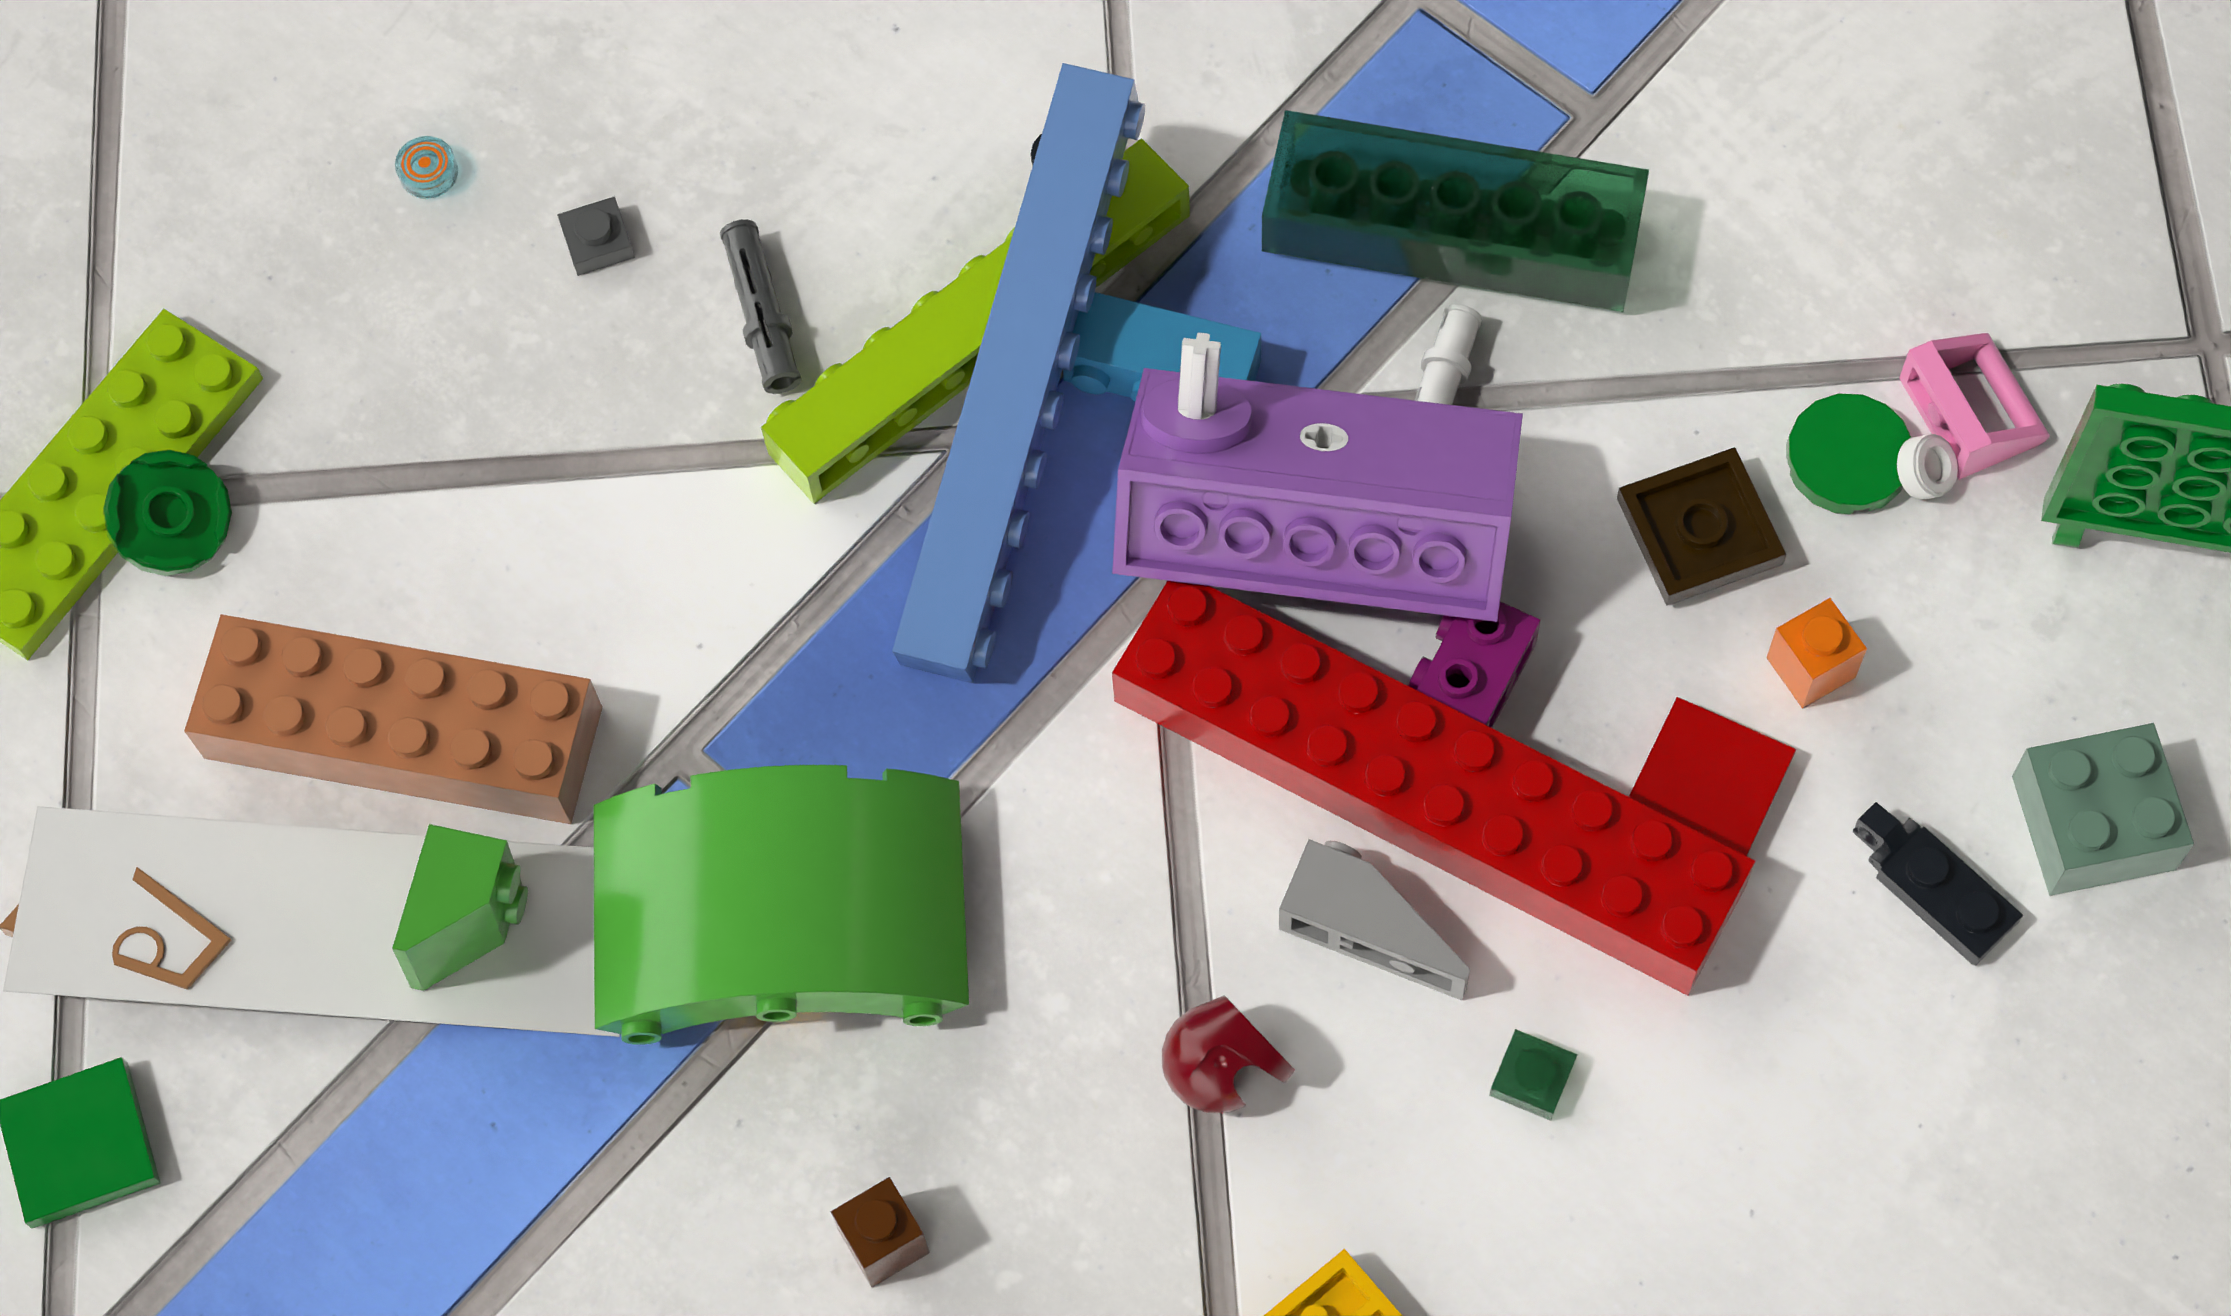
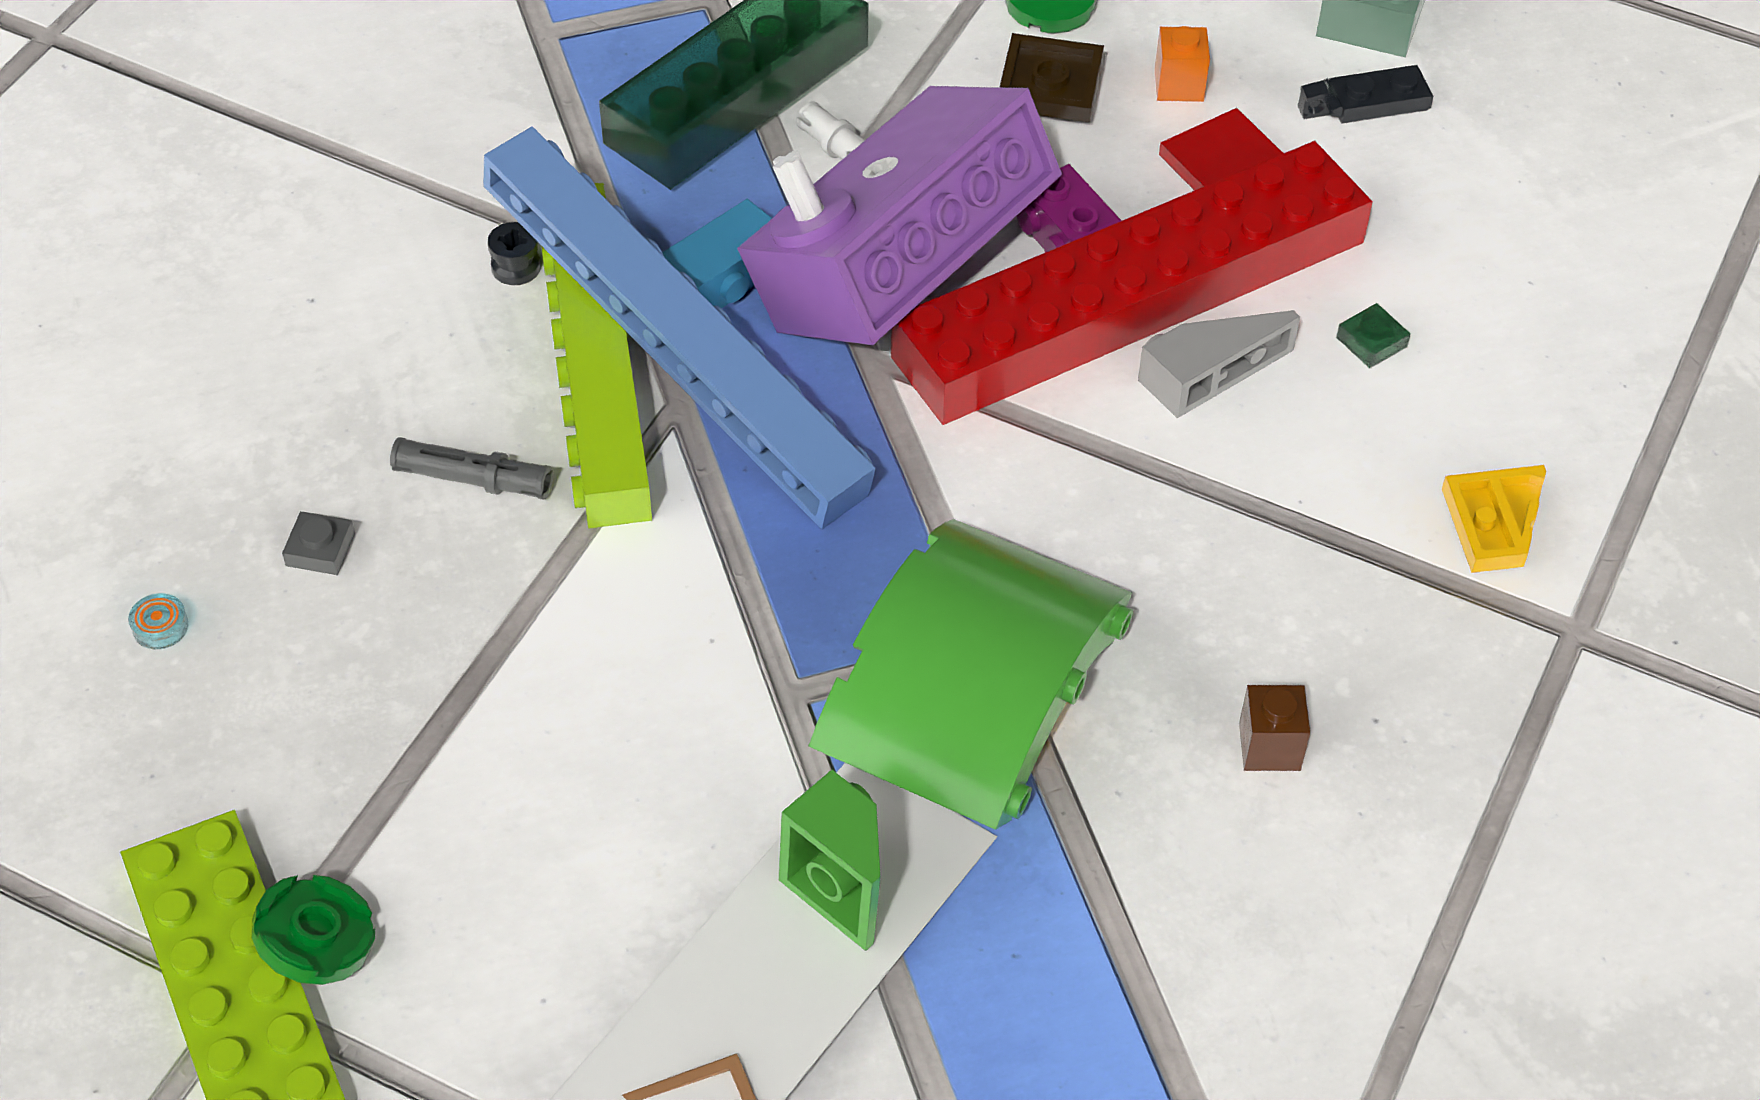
camera: 65 degrees left, 15 degrees down
(395, 718) = (627, 851): nougat brick -> none
(1208, 1050) = (1264, 470): dark red helmet -> none

